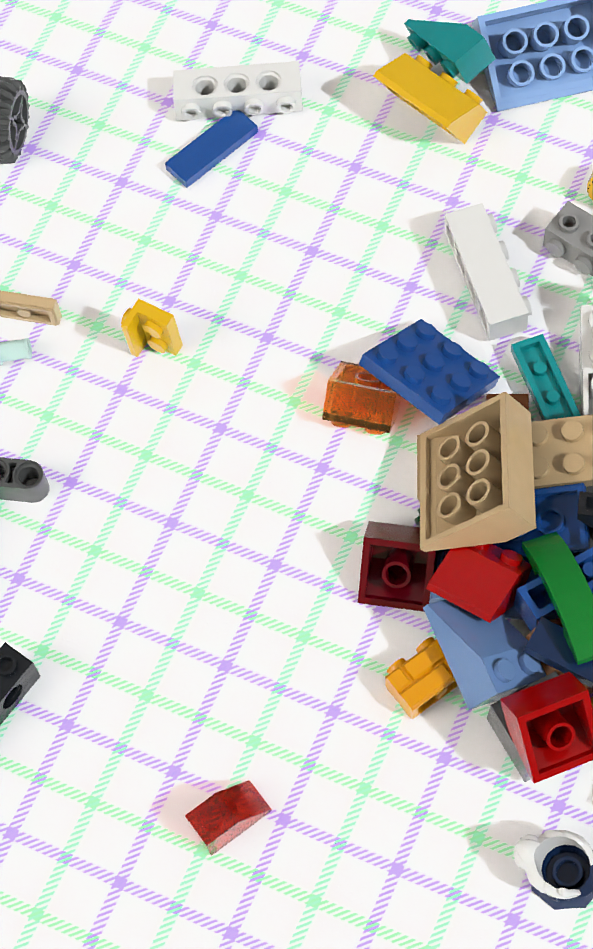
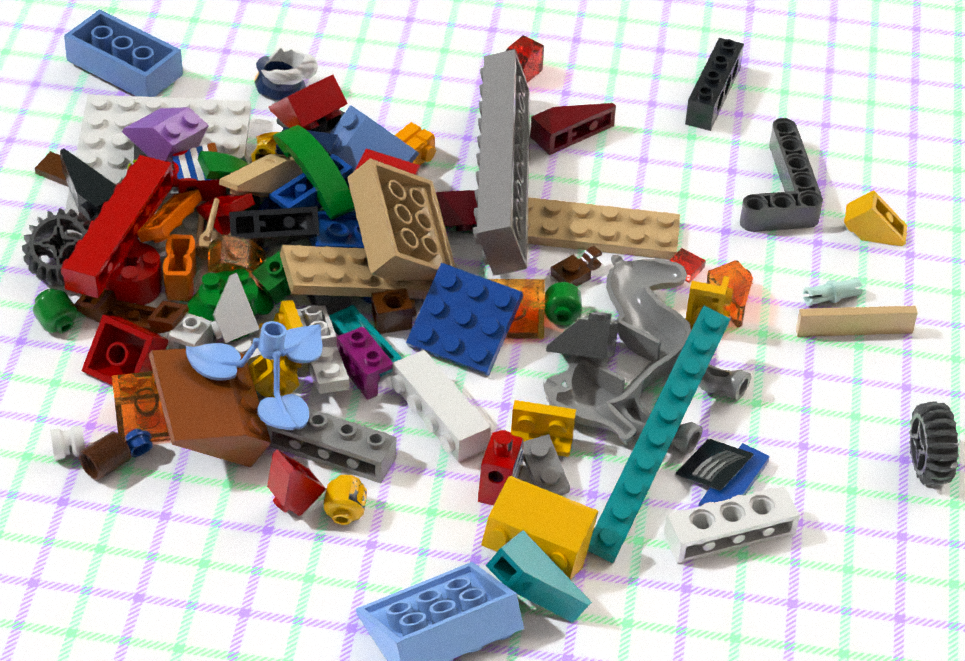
camera: 155 degrees right, 20 degrees down
(107, 370) = (741, 283): none -> clear orange slope
(143, 429) = (692, 263): none -> clear red tile
(201, 681) = (568, 125): none -> dark red slope
(213, 312) = (651, 332): none -> light grey animal
(223, 165) = (714, 464): none -> black sticker
(228, 512) = (605, 227): none -> tan plate
(265, 187) = (657, 435): none -> teal plate
(275, 446) = (577, 270): none -> reddish brown plate
(307, 309) = (588, 337): none -> dark grey slope
(307, 384) = (563, 303): none -> green head
(311, 602) = (503, 164): none -> light grey brick
(386, 226) = (536, 420): none -> yellow bracket
(397, 189) = (545, 465): none -> light grey plate
(448, 175) = (502, 455): none -> red torso
(557, 341) = (363, 360): none -> magenta bracket

